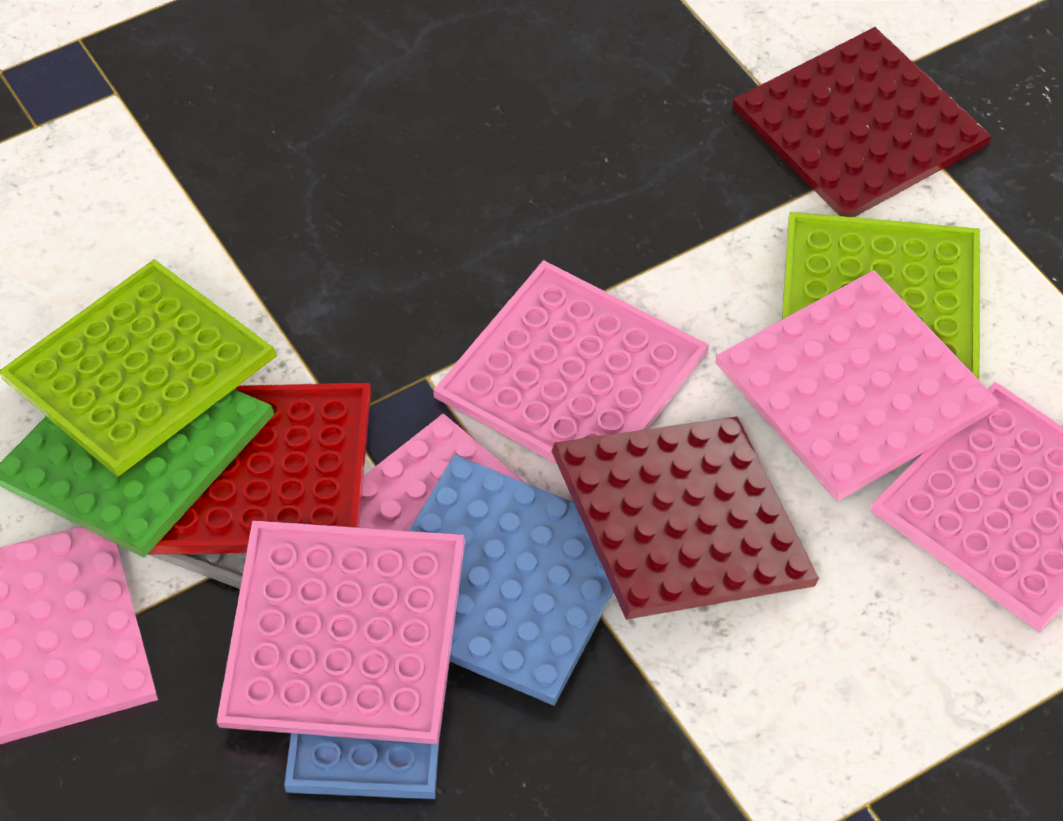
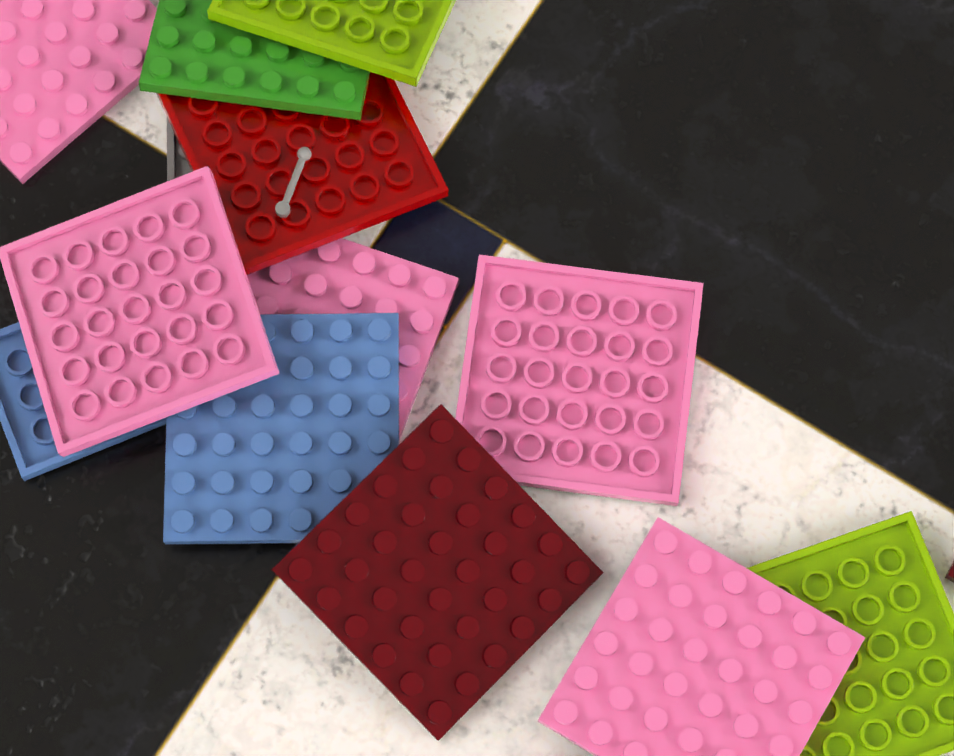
camera: 65 degrees right, 20 degrees up
(318, 492) = (283, 208): none -> light grey hinge

